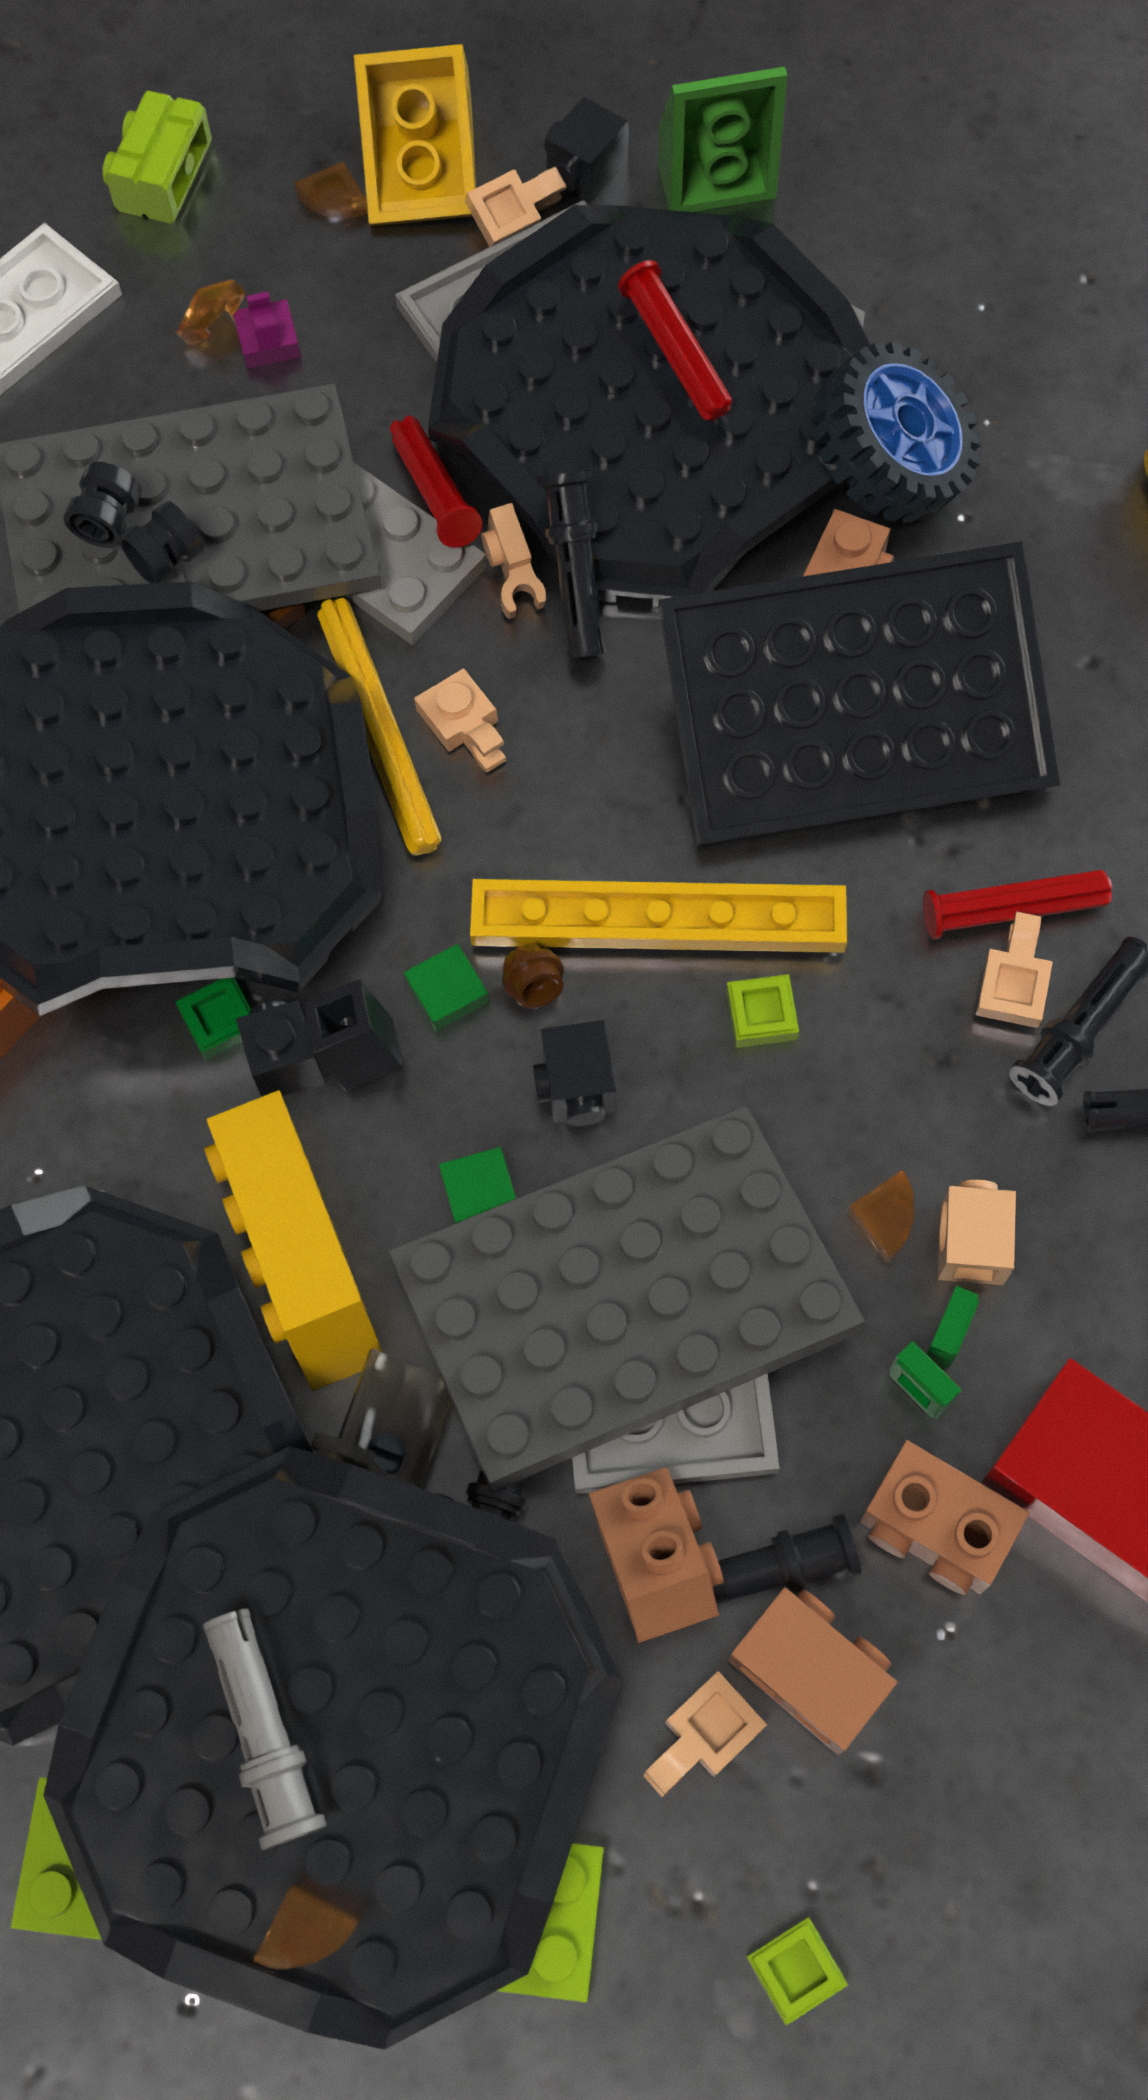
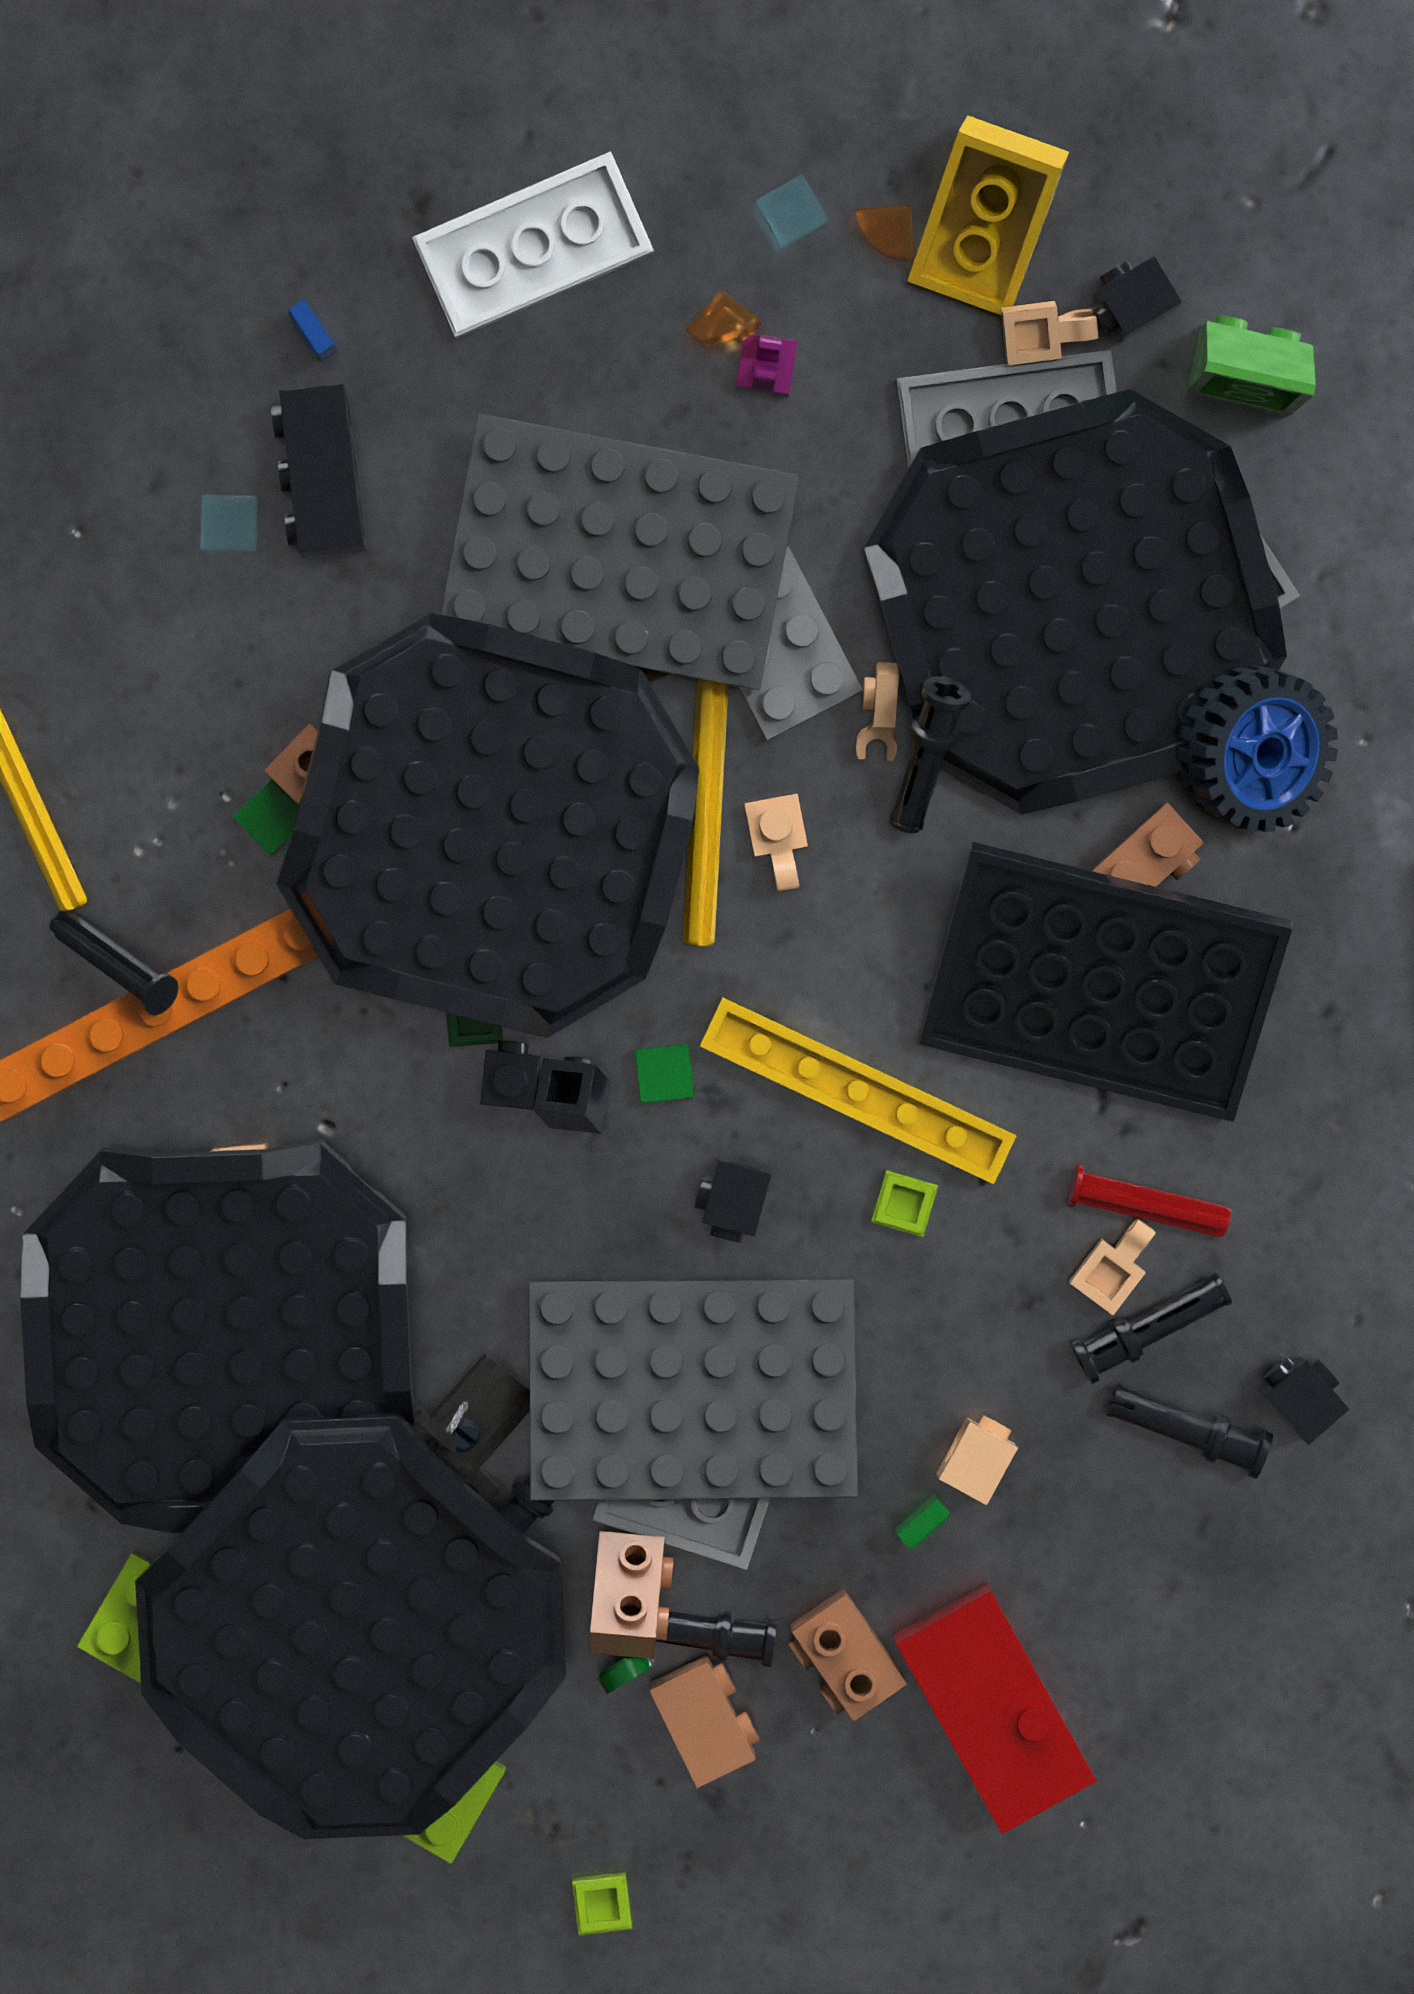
camera: 20 degrees right, 20 degrees up
(104, 501) = (550, 542): black wheel -> none
(157, 156) = (740, 126): lime brick -> none
(161, 543) = (585, 603): black wheel -> none
(237, 211) = (792, 211): none -> clear light blue tile
(271, 1763) = (302, 1641): light grey pin -> none
(291, 1240) = (460, 1236): yellow wedge -> none
(304, 1931) = (282, 1752): clear orange tile -> none
(455, 520) = (846, 602): red axle -> none
(477, 1183) = (619, 1252): green tile -> none
(533, 976) = (735, 1097): reddish brown plate -> none
(675, 339) = (1106, 589): red axle -> none
(692, 1656) = (623, 1672): none -> green tile
(710, 1730) = (614, 1725): light nougat plate -> none
(886, 1215) = (921, 1410): clear orange tile -> none
(924, 1380) = (882, 1551): green tile -> none

